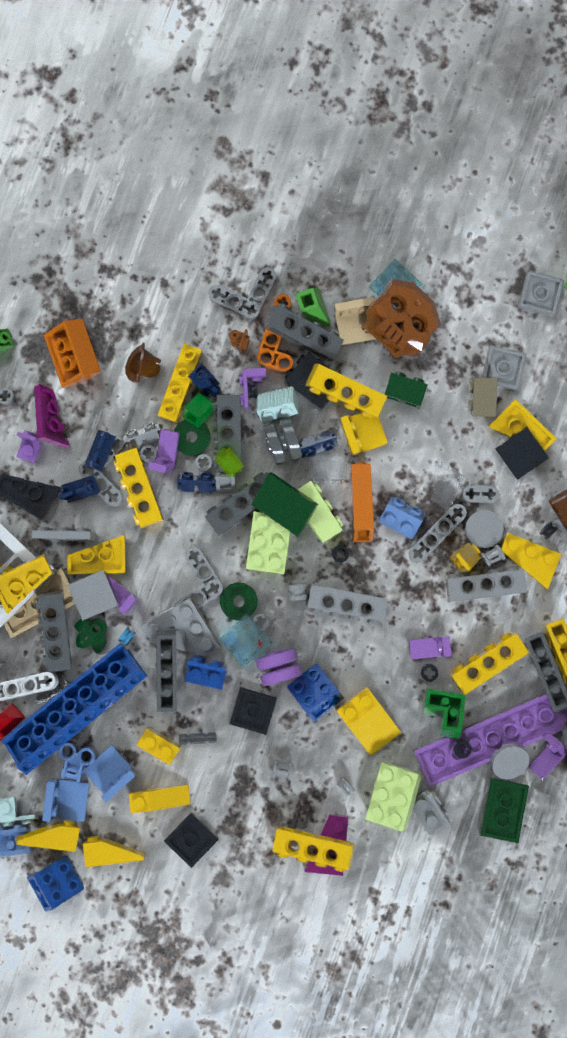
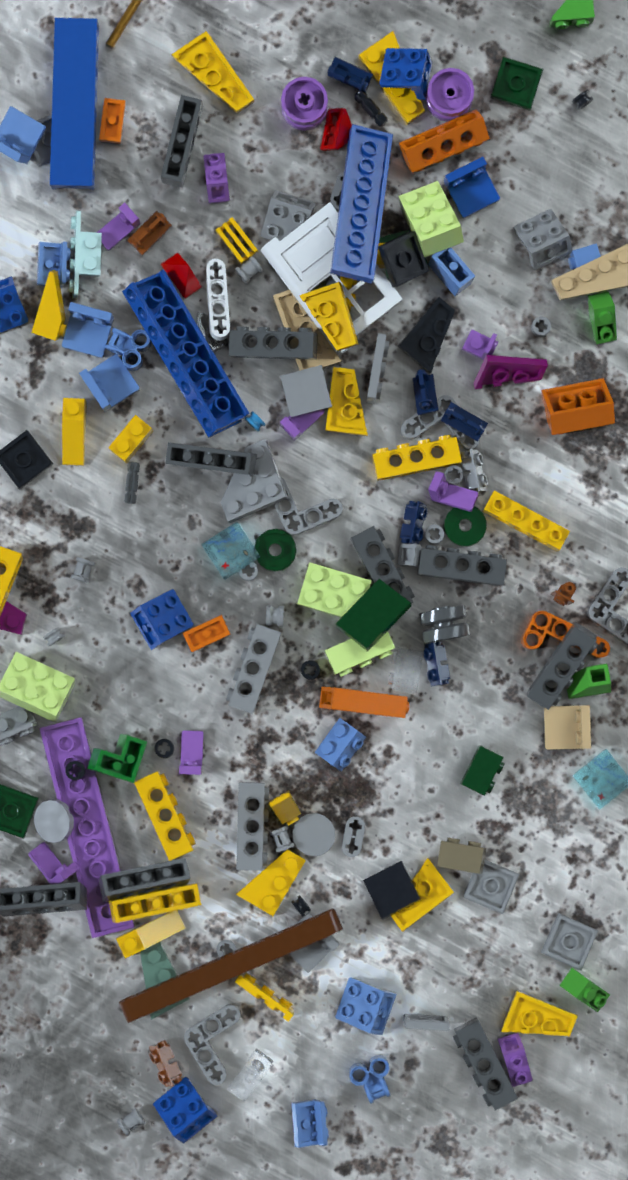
camera: 90 degrees right, 0 degrees up
(89, 636) = (261, 381): dark green plate -> none
(107, 852) = (25, 364): yellow slope -> none
(141, 364) = (553, 481): reddish brown helmet -> none
(198, 410) = (493, 536): green brick -> none
(205, 381) = (524, 549): dark blue hinge -> none
(205, 673) = (201, 502): blue bracket -> none
(228, 462) = (429, 560): clear neon green brick -> none
(252, 391) = (506, 600): black bush -> none
(253, 710) = (152, 548): black tile -> none
(255, 375) = (522, 606): medium lavender bracket -> none
(277, 404) = (486, 624): light aqua brick -> none
(279, 667) = (198, 582): medium lavender wheel -> none
(298, 377) = (507, 669): black panel -> none
(322, 650) = (206, 633): none -> orange plate
(362, 433) = (442, 716): yellow bracket -> none
(368, 721) = (121, 672): yellow slope -> none
(374, 399) = (475, 733): yellow brick -> none
(396, 326) = (573, 791): dark orange brick -> none
(435, 531) = (314, 783): light grey beam -> none
(446, 484) = (369, 799): clear wing -> none

